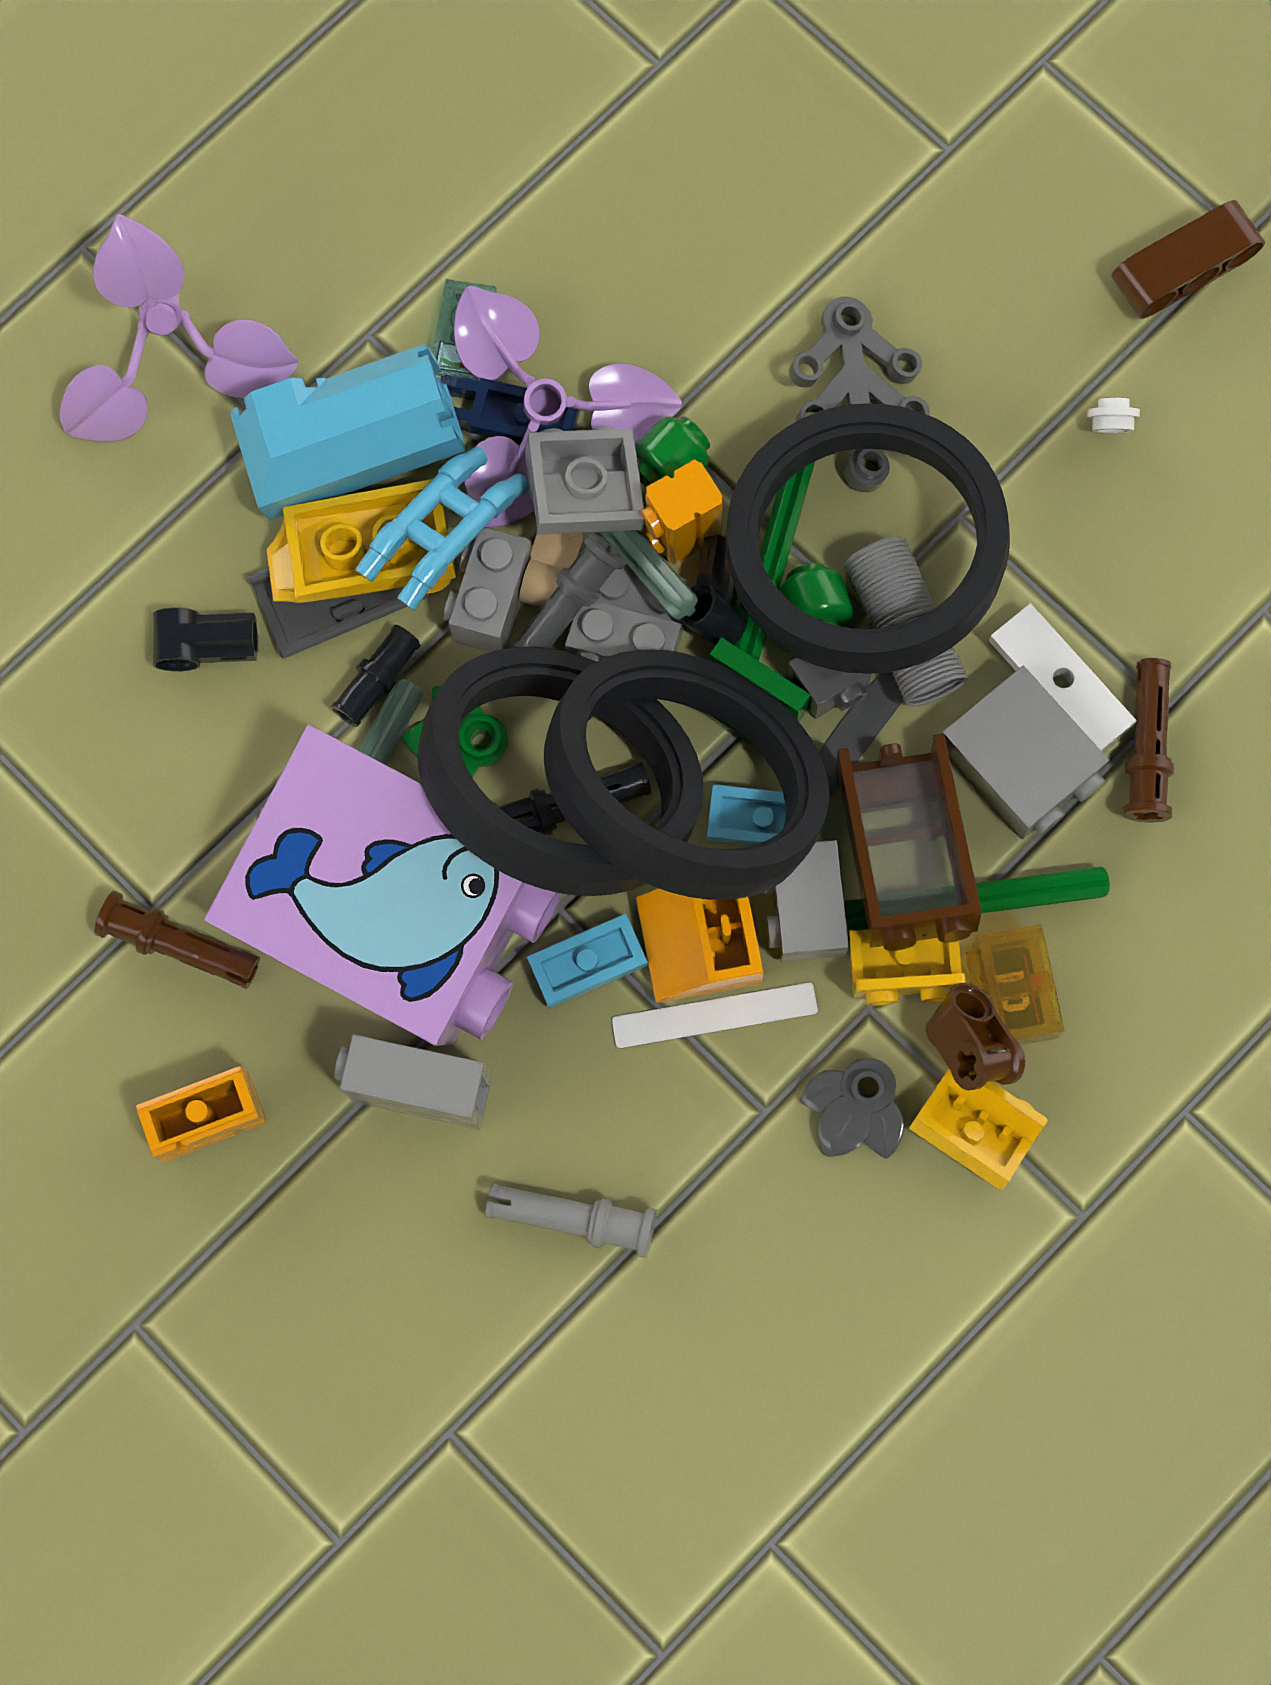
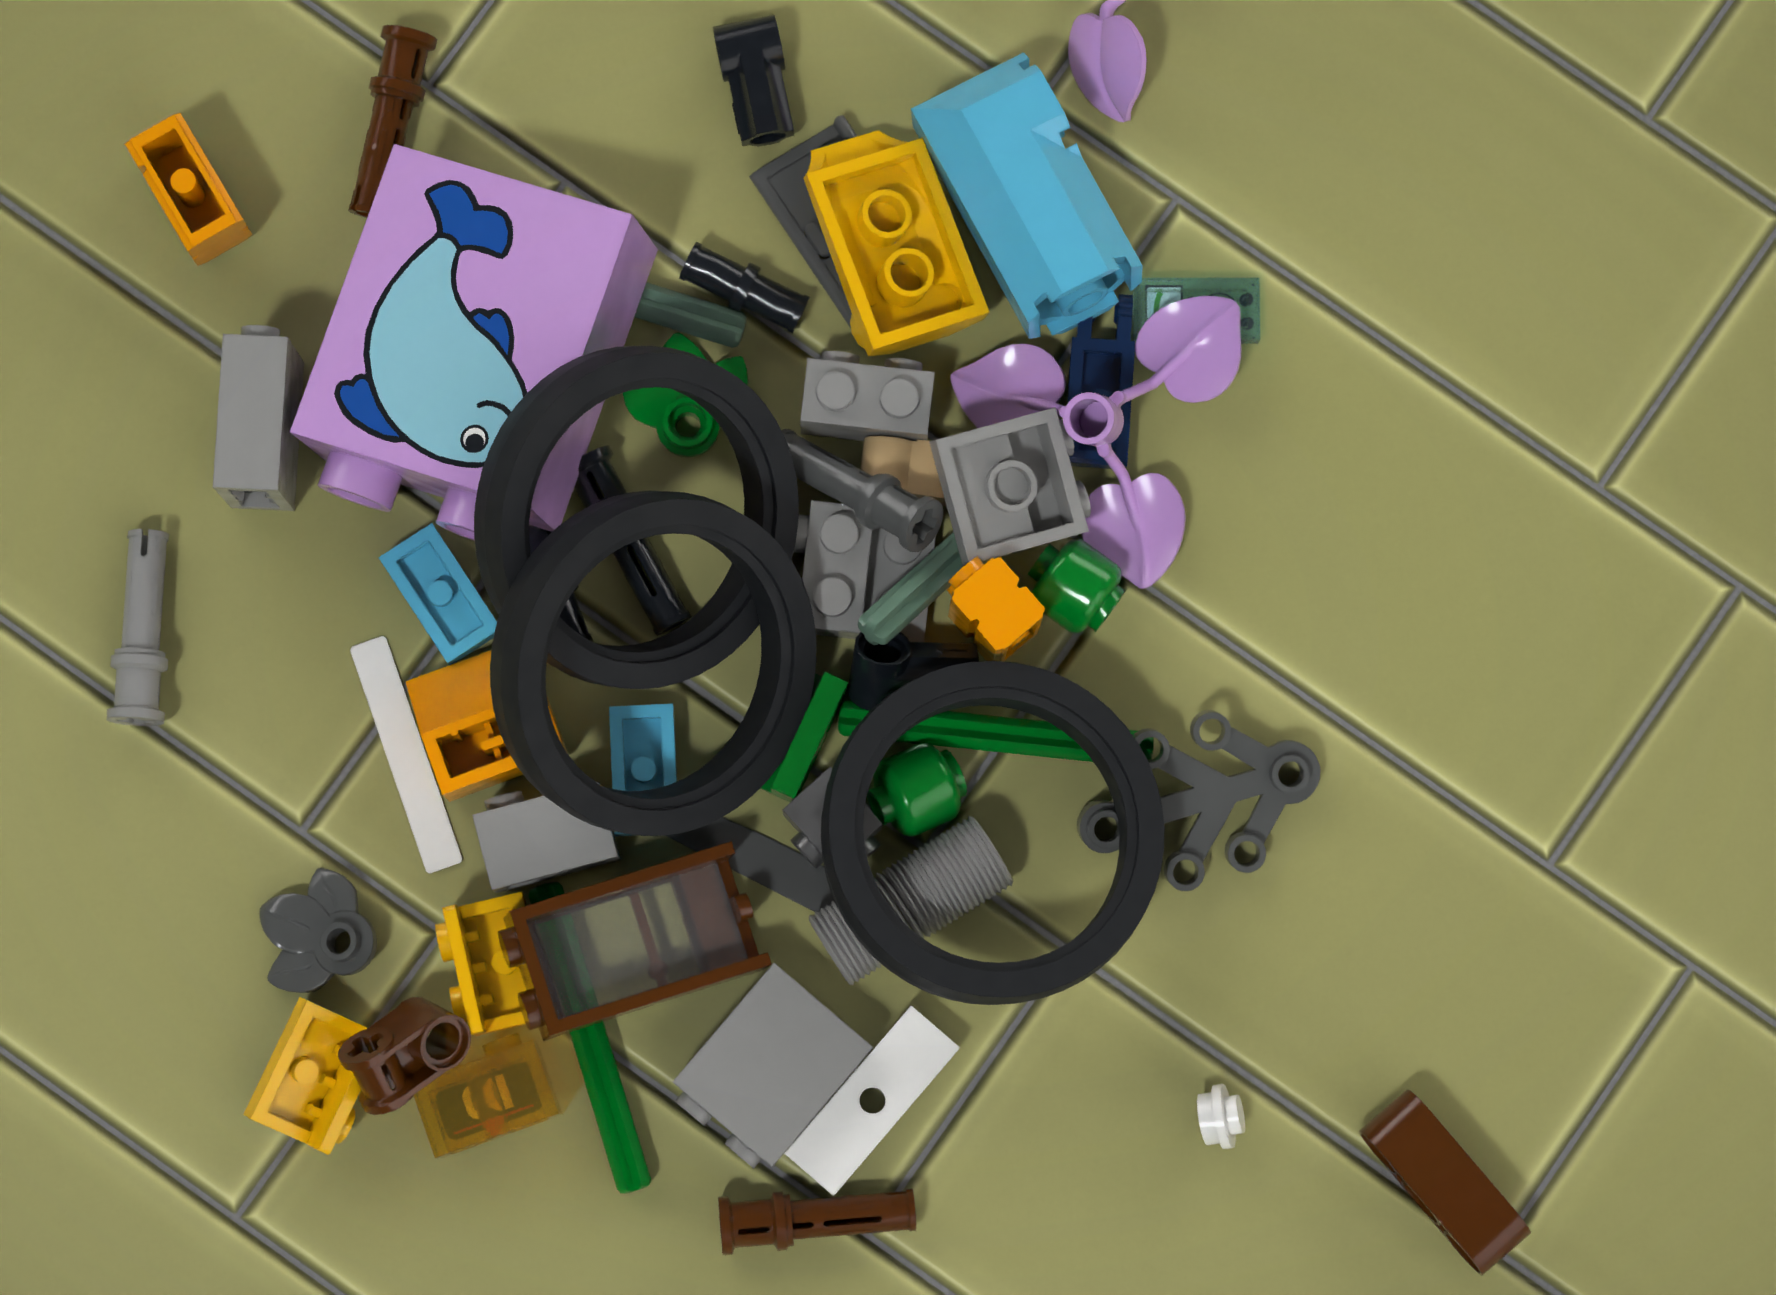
camera: 70 degrees right, 5 degrees up
(440, 549) = (890, 336): medium azure piece -> none

